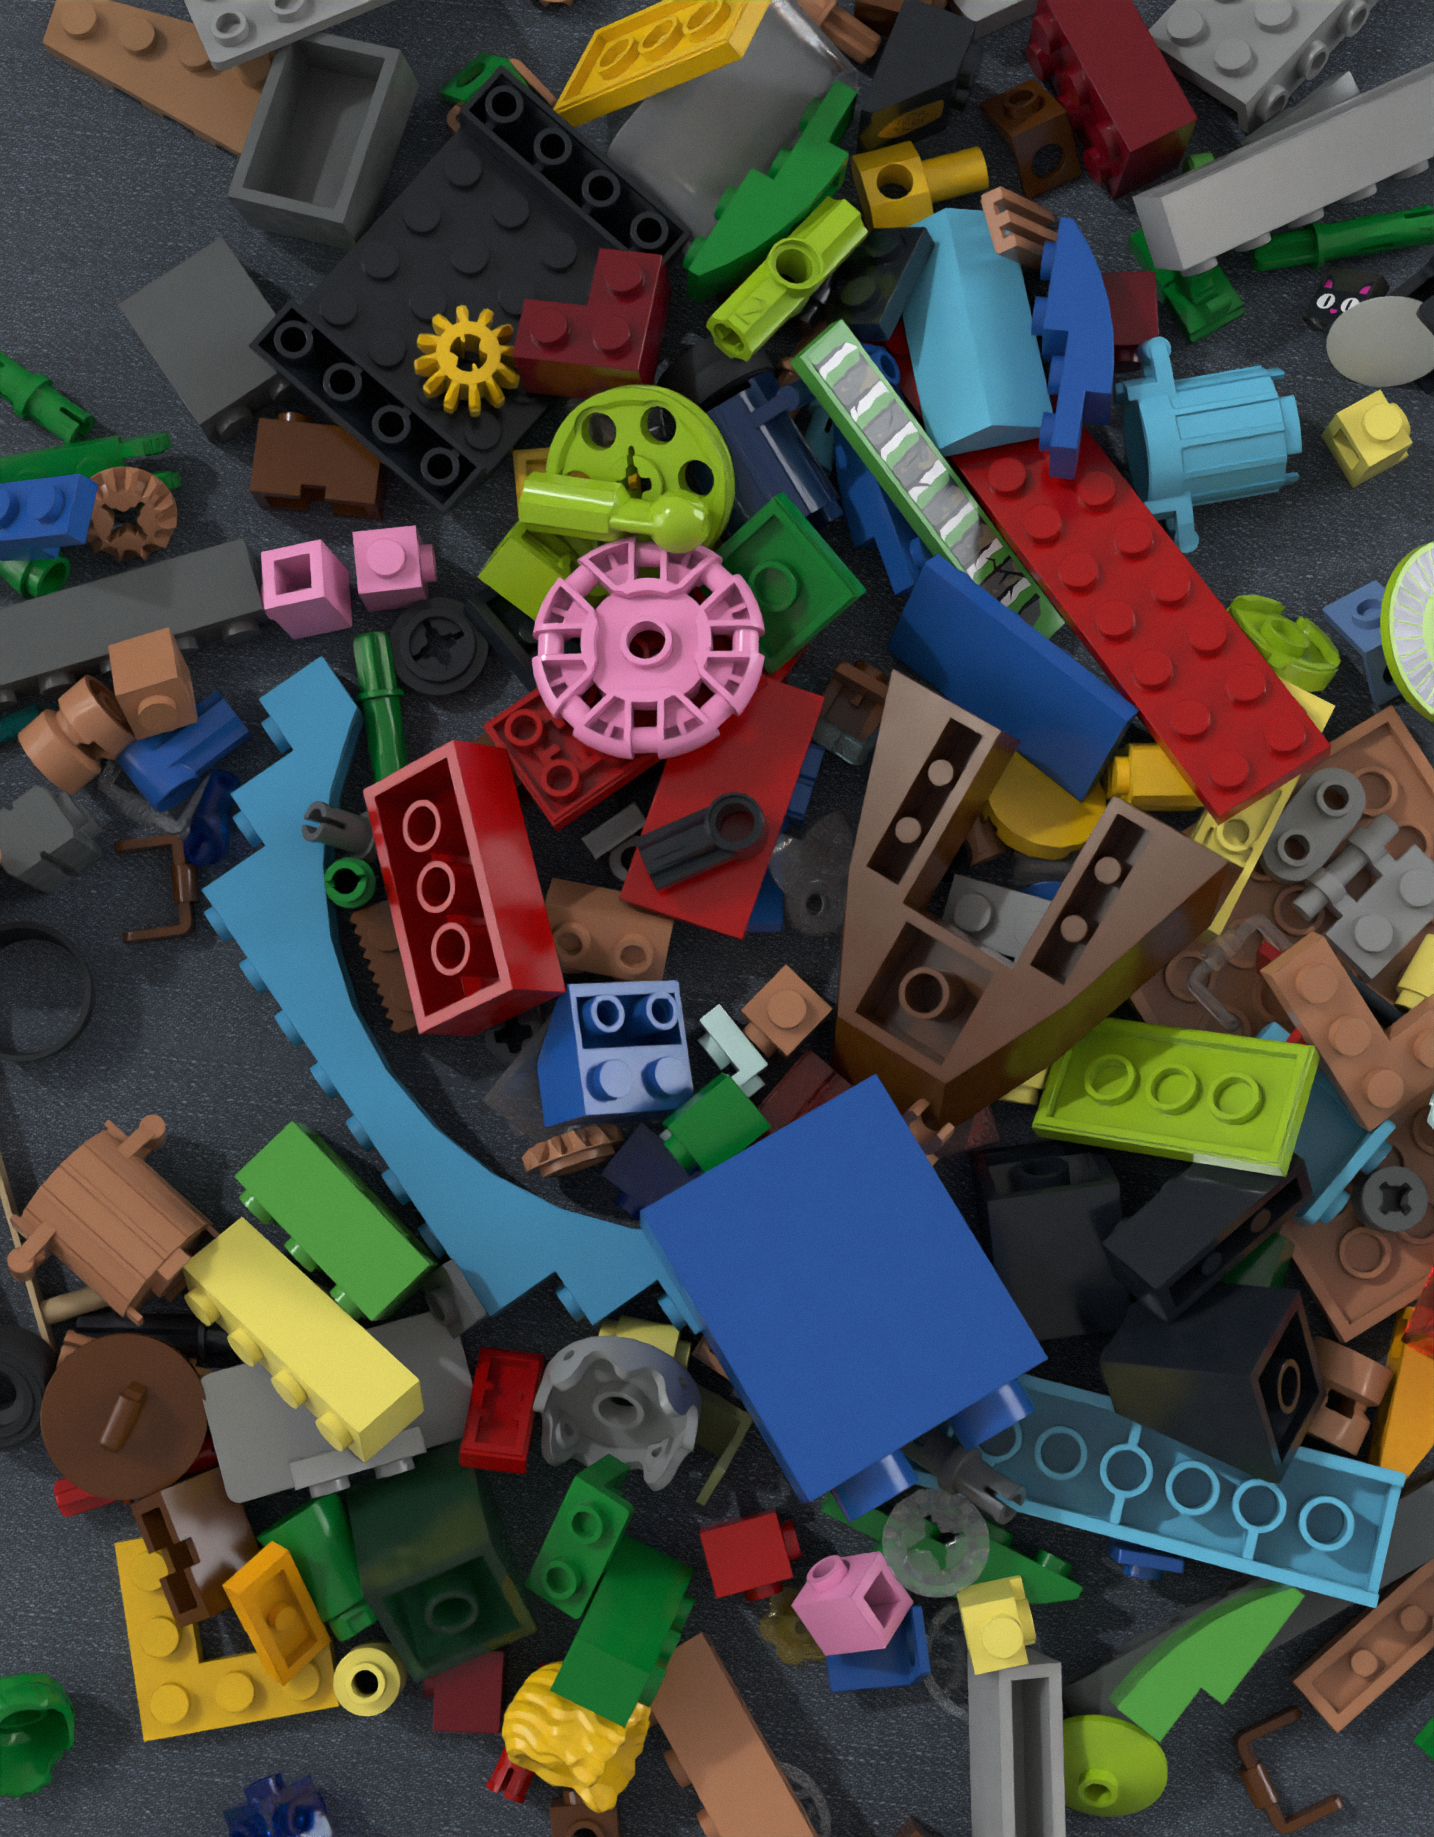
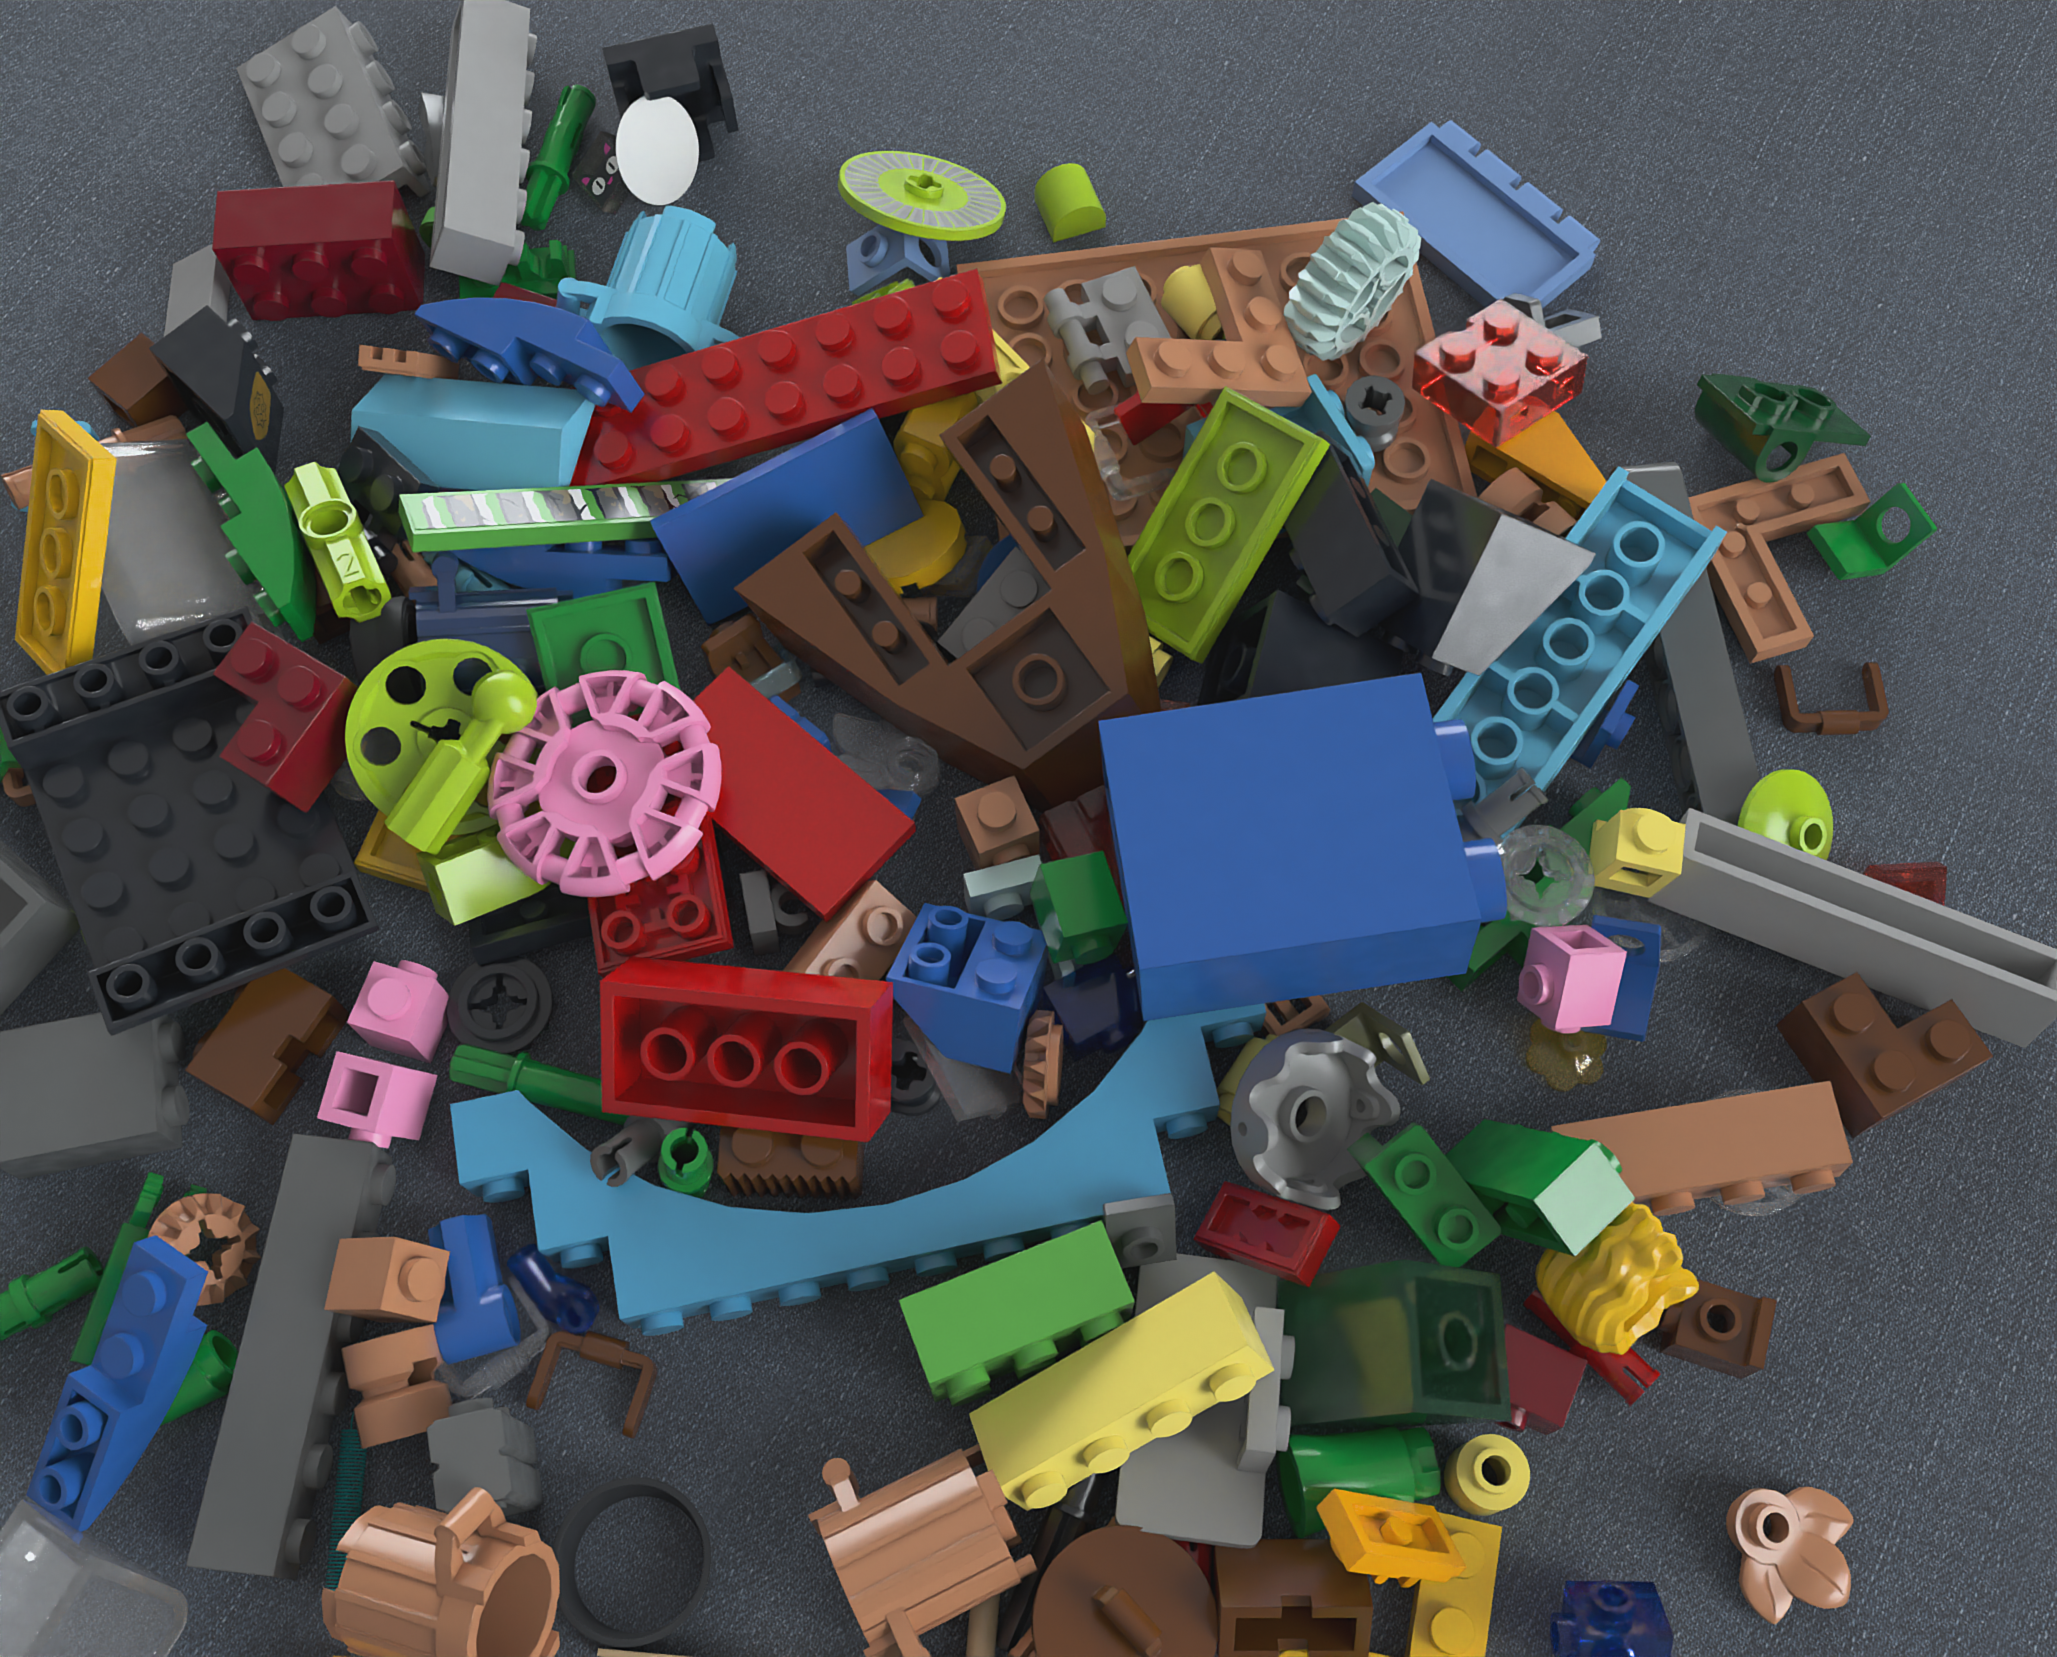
camera: 70 degrees left, 15 degrees down
(442, 363) = (221, 837): yellow gear -> none
(695, 842) = (808, 810): black piece -> none
(750, 1554) = (1487, 1062): red brick -> none
(925, 181) = (319, 431): yellow piece -> none
(1028, 121) = (322, 328): reddish brown bracket -> none
(1205, 1654) = (1721, 696): bright green slope -> none
(1312, 824) = (1033, 340): light grey plate -> none
(1376, 433) = (727, 181): light yellow brick -> none

